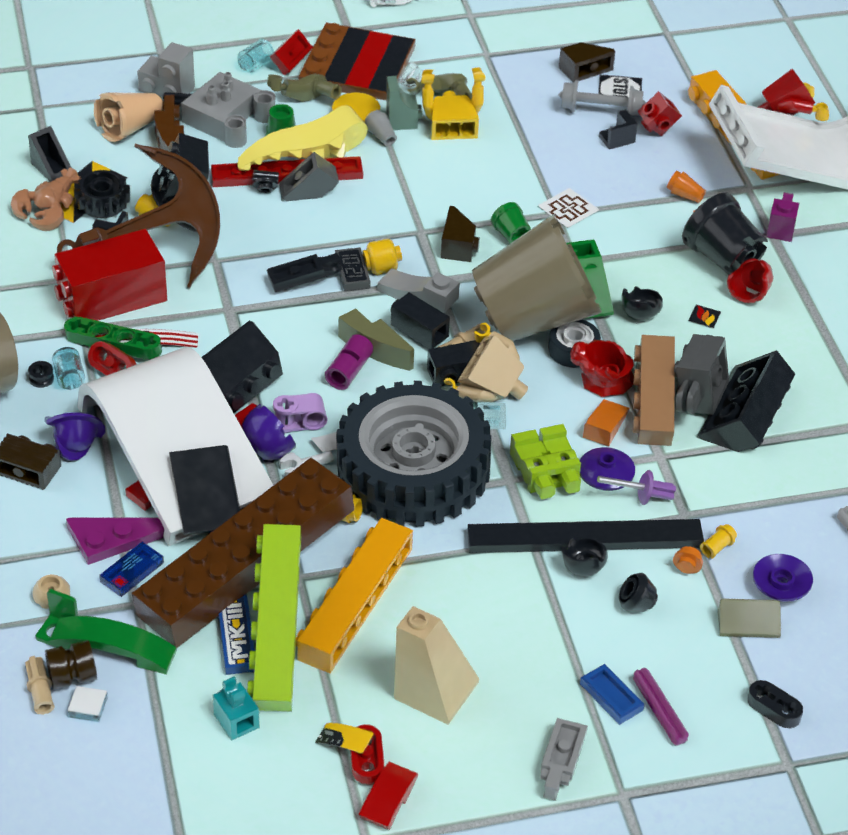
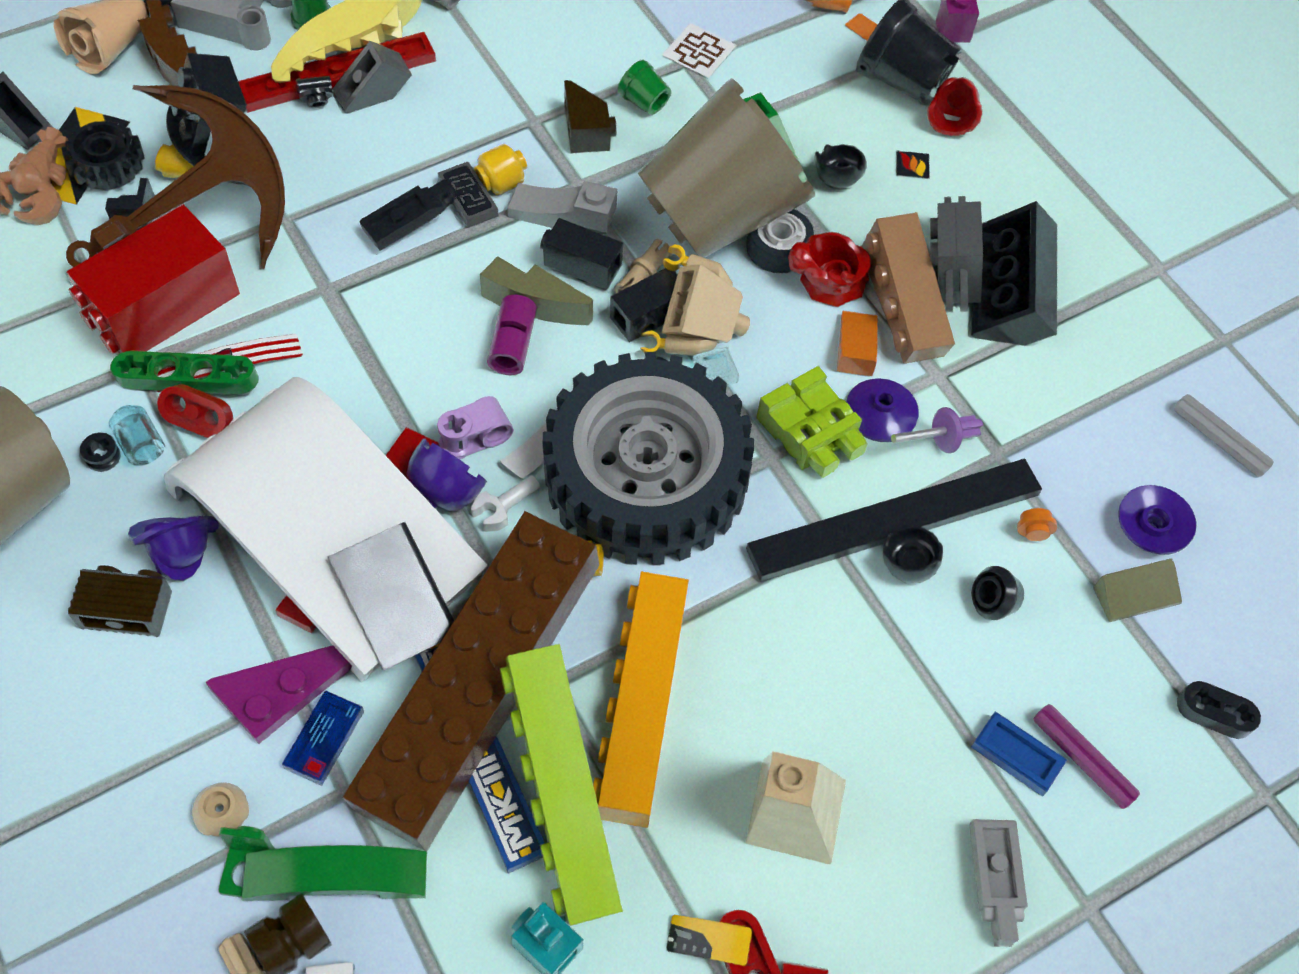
camera: 20 degrees left, 15 degrees up
(243, 365) = (378, 380): black slope -> none
(723, 536) = (1062, 477): yellow pin -> none

